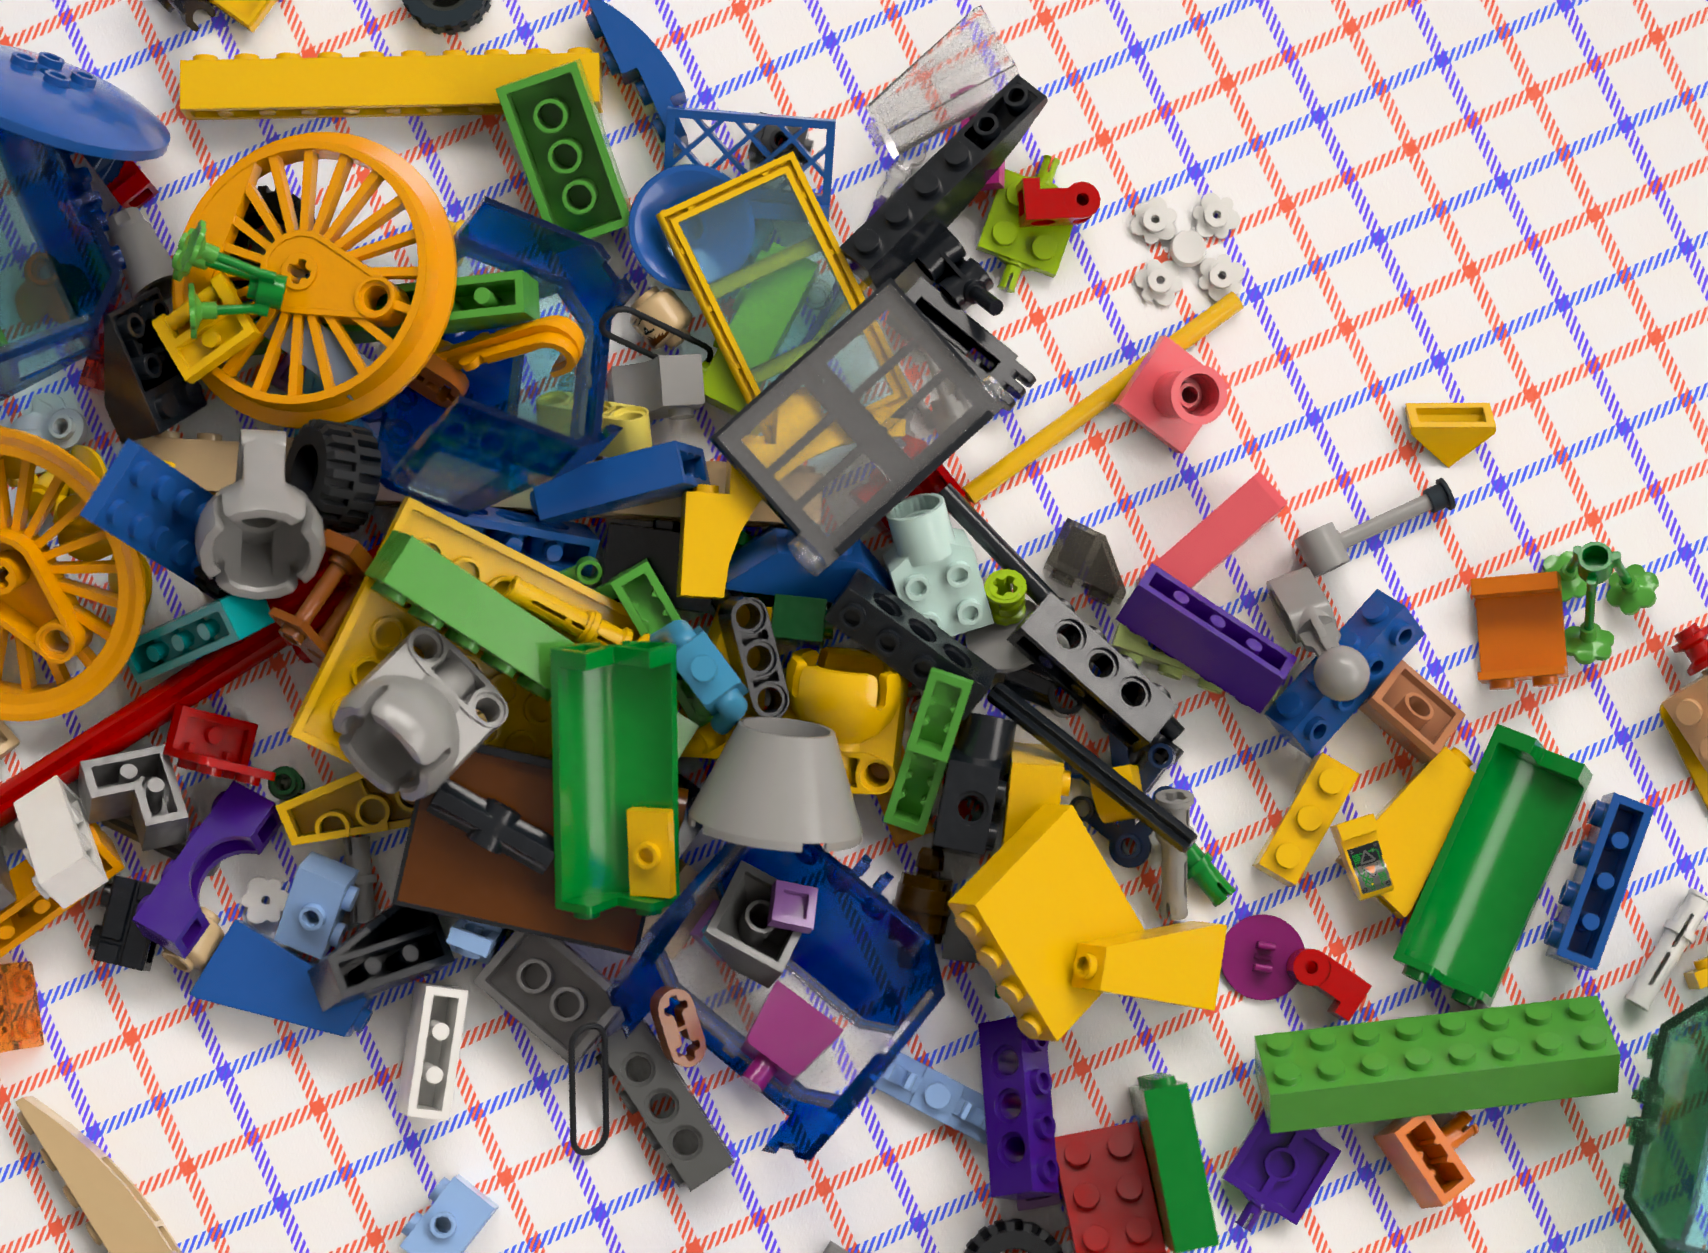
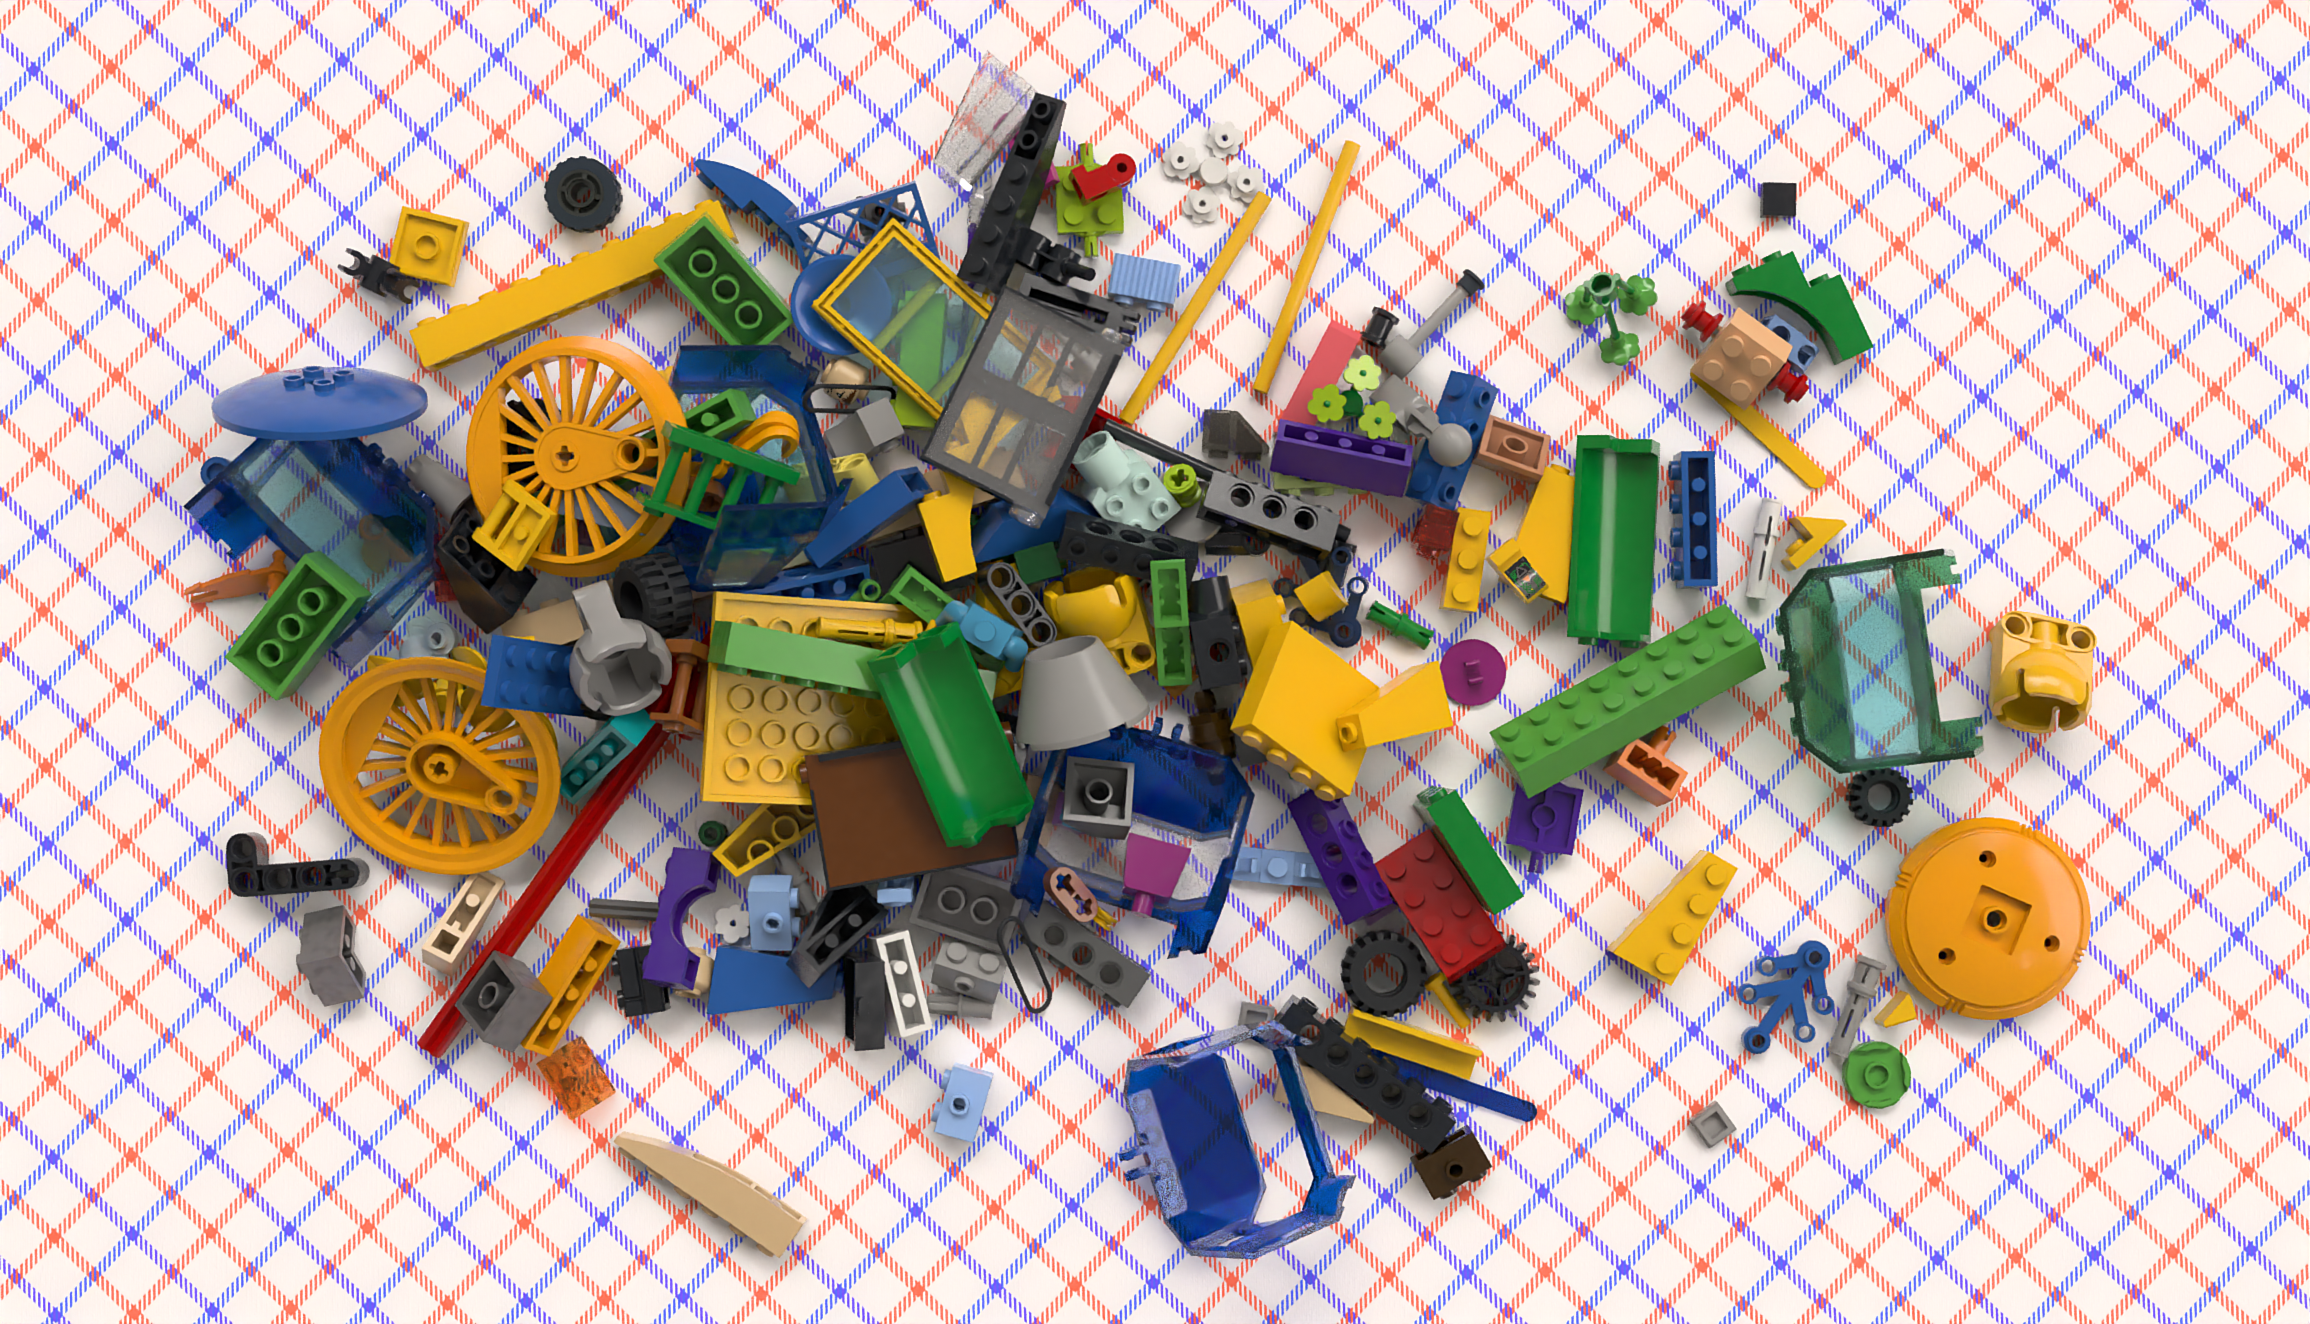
camera: 20 degrees left, 5 degrees up
(59, 843) = (566, 944): white brick -> none
(124, 181) = (408, 439): red leg -> none
(139, 786) = (605, 879): flat silver brick -> none
(214, 745) = (649, 827): red bracket -> none
(264, 285) = (544, 479): plant -> none
(382, 1054) = (864, 1000): none -> black container
(417, 716) = (790, 749): light grey piece -> none
(471, 335) = (713, 452): none -> green fence
(492, 1108) = (959, 1006): none -> light grey axle
(493, 825) = (877, 805): black piece -> none
(521, 1068) = (969, 969): none -> light grey brick
(651, 852) = (1000, 778): yellow plate -> none
(706, 1073) = (1104, 919): none -> yellow piece
(792, 906) = (1118, 775): medium lavender tile -> none
(1055, 343) = (1144, 282): none -> light blue brick
(1092, 767) = (1295, 586): black axle -> none
(1173, 394) = (1246, 286): coral plant -> none
(1174, 863) = (1375, 611): light grey pin -> none
(1240, 580) = (1330, 405): none -> lime plant
(1252, 402) = (1306, 267): none -> yellow piece
(1282, 770) = (1434, 531): none -> clear red brick
(1311, 506) = (1379, 328): none -> black bush
(1330, 978) = (1528, 668): red leg -> none
(1450, 428) = (1459, 228): yellow slope -> none
(1520, 629) = (1567, 358): orange panel -> none

